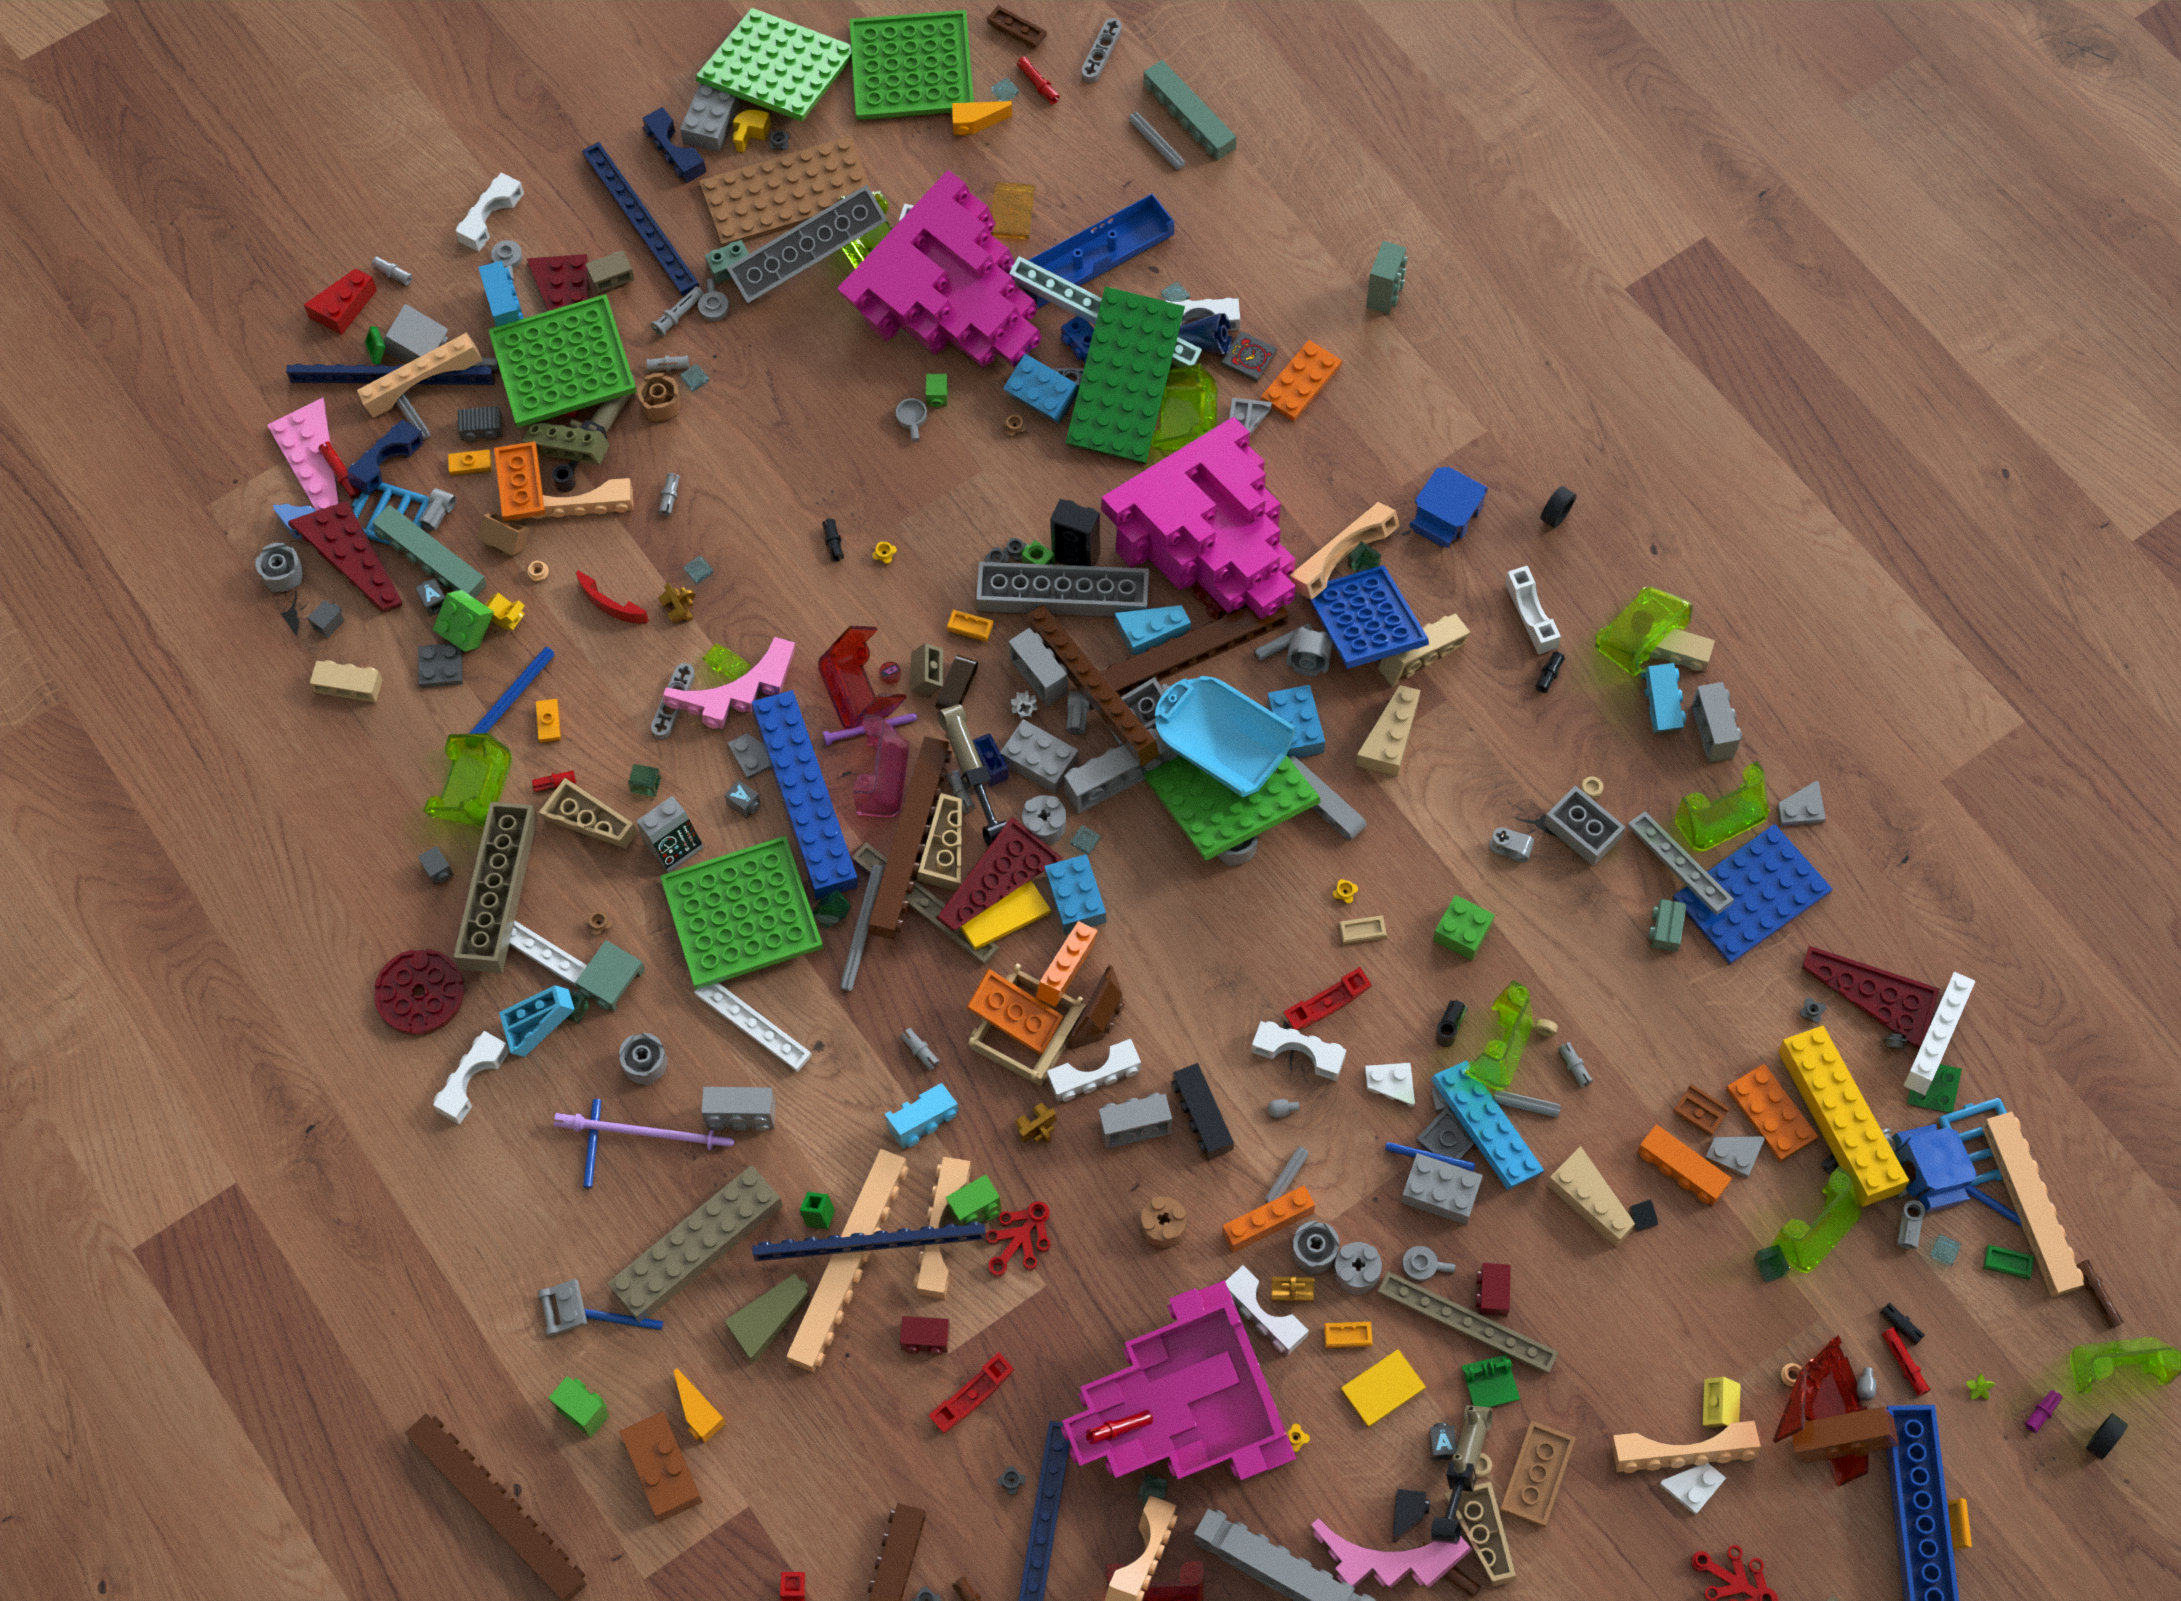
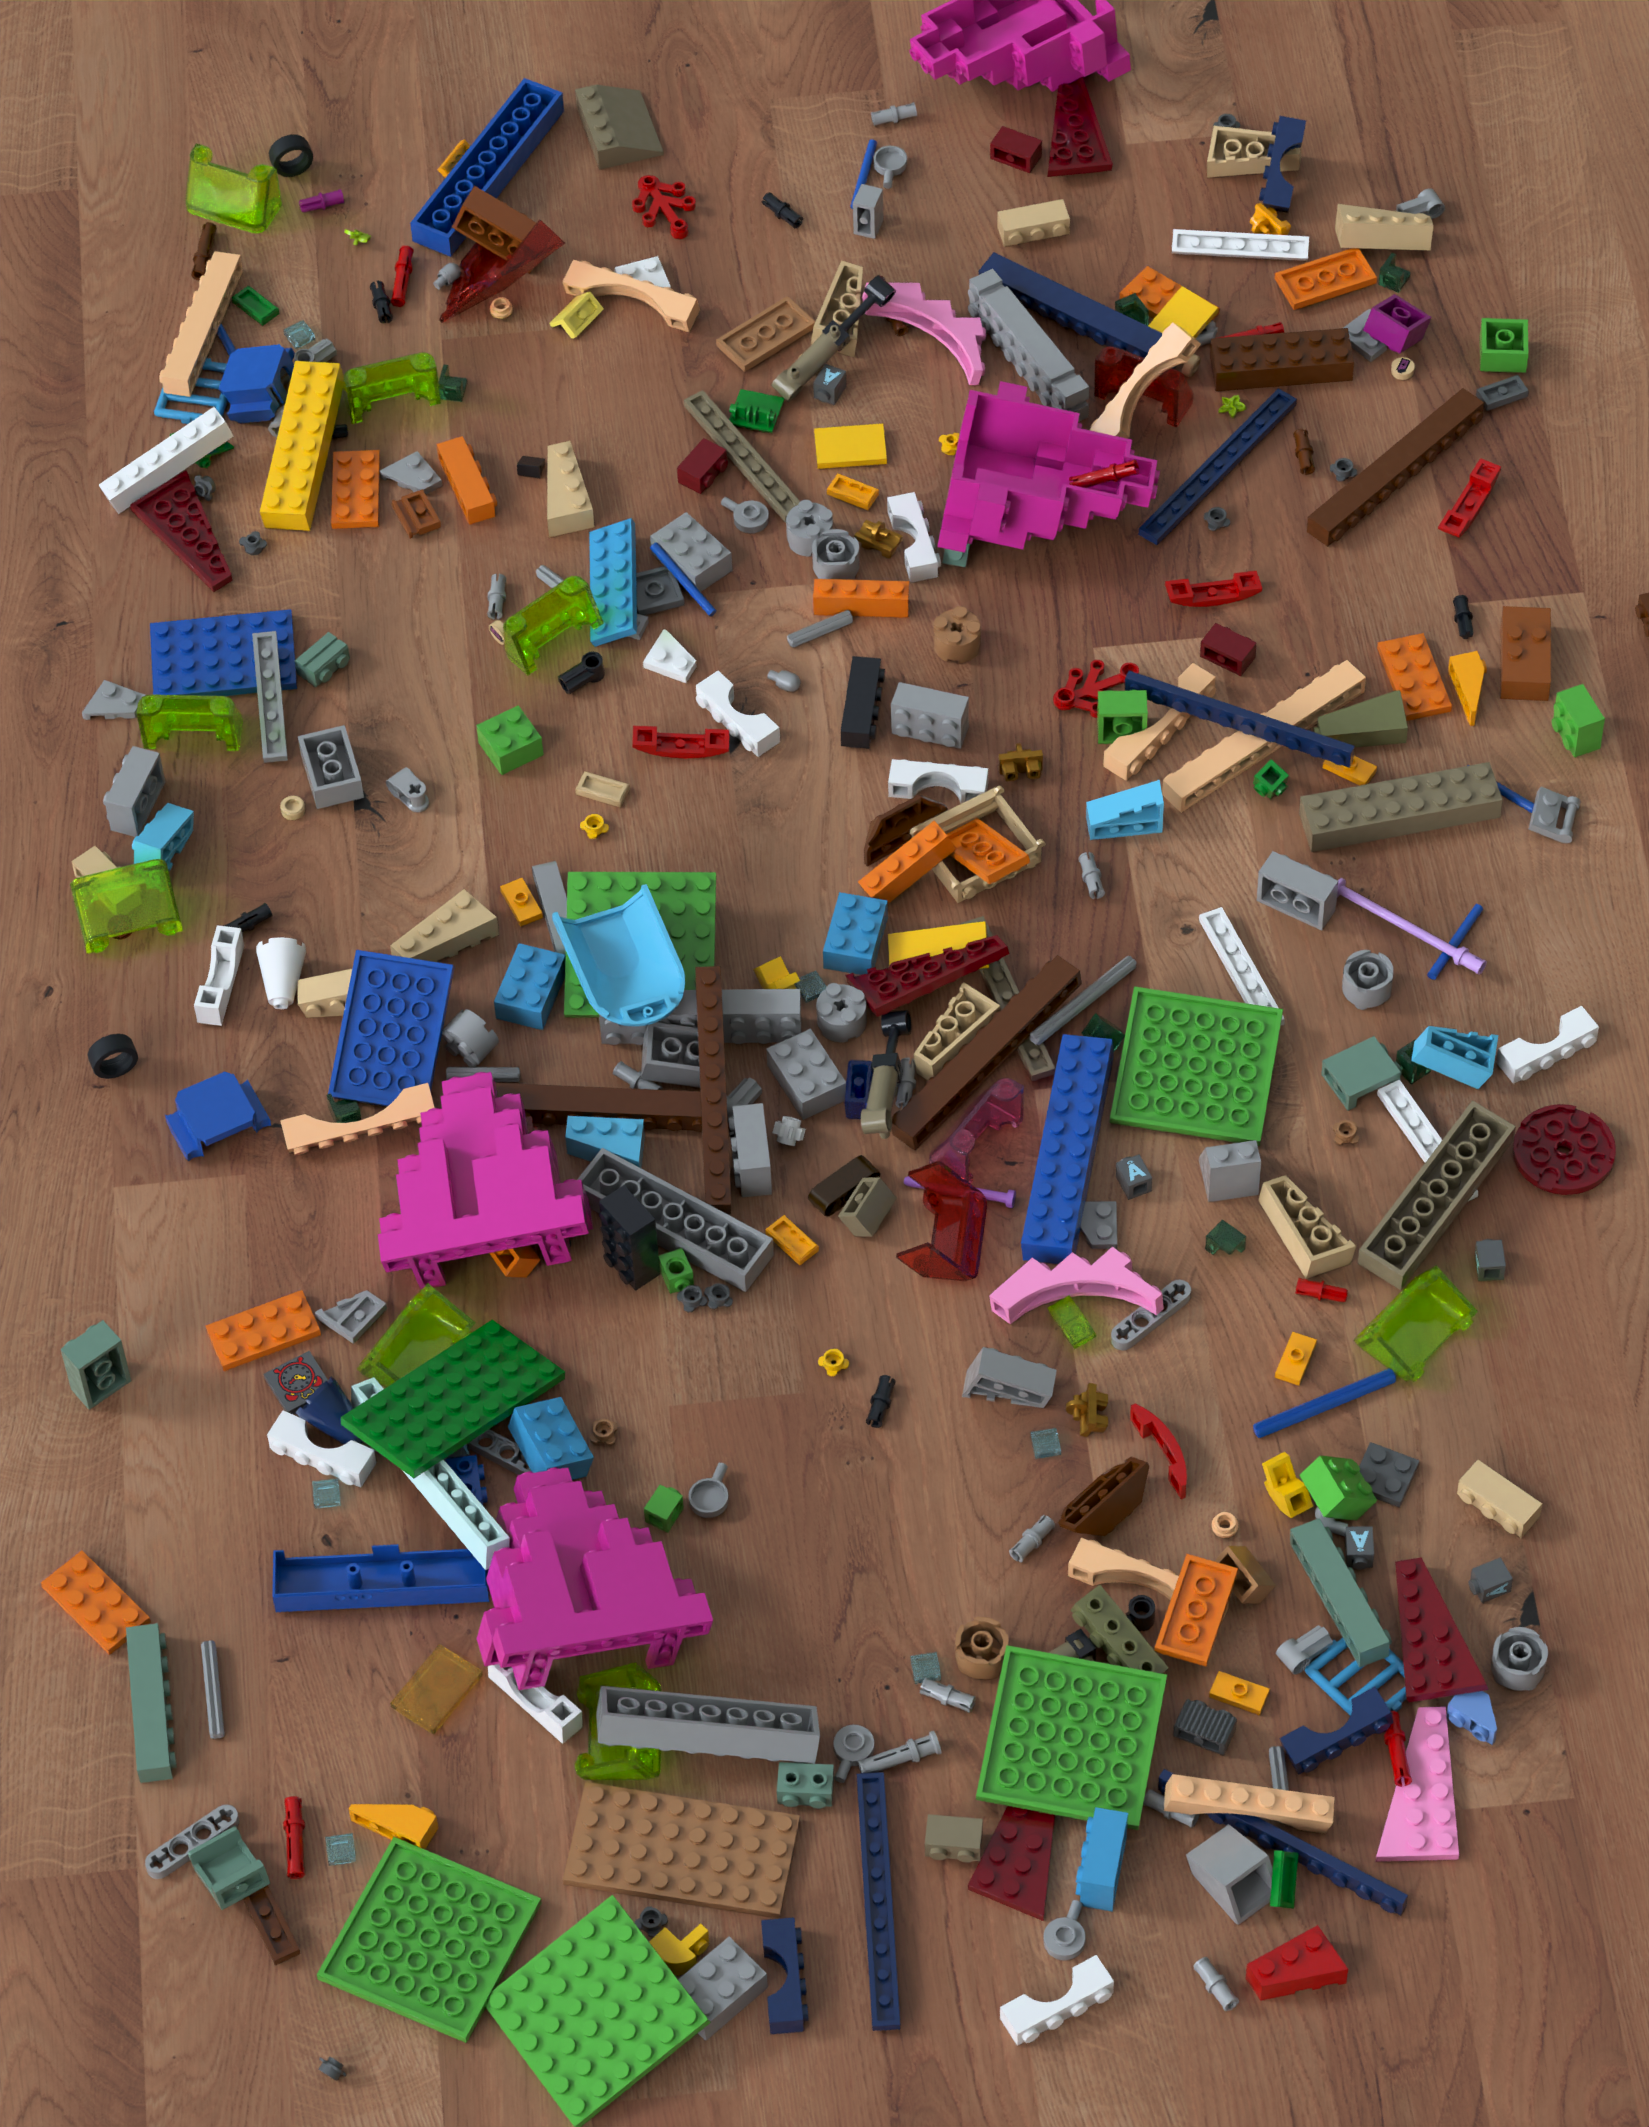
camera: 150 degrees left, 10 degrees down
(632, 536) = (1107, 1499): none -> reddish brown wedge
(736, 1484) = (1463, 616): none -> black axle
(746, 592) = (1010, 1378): none -> light grey wedge
(751, 1397) = (1415, 675): none -> orange plate
(761, 1271) = (1359, 772): none -> light orange plate
(890, 672) = (904, 1236): clear red tile -> none
(1062, 39) = (228, 1868): none -> sand green panel
(1109, 823) = (775, 975): none -> yellow brick
(1274, 156) = (94, 1601): none -> orange plate
(1357, 797) = (521, 902): none -> light orange plate
(1408, 1512) = (894, 352): black slope -> none
(1491, 638) = (281, 968): none -> white cone

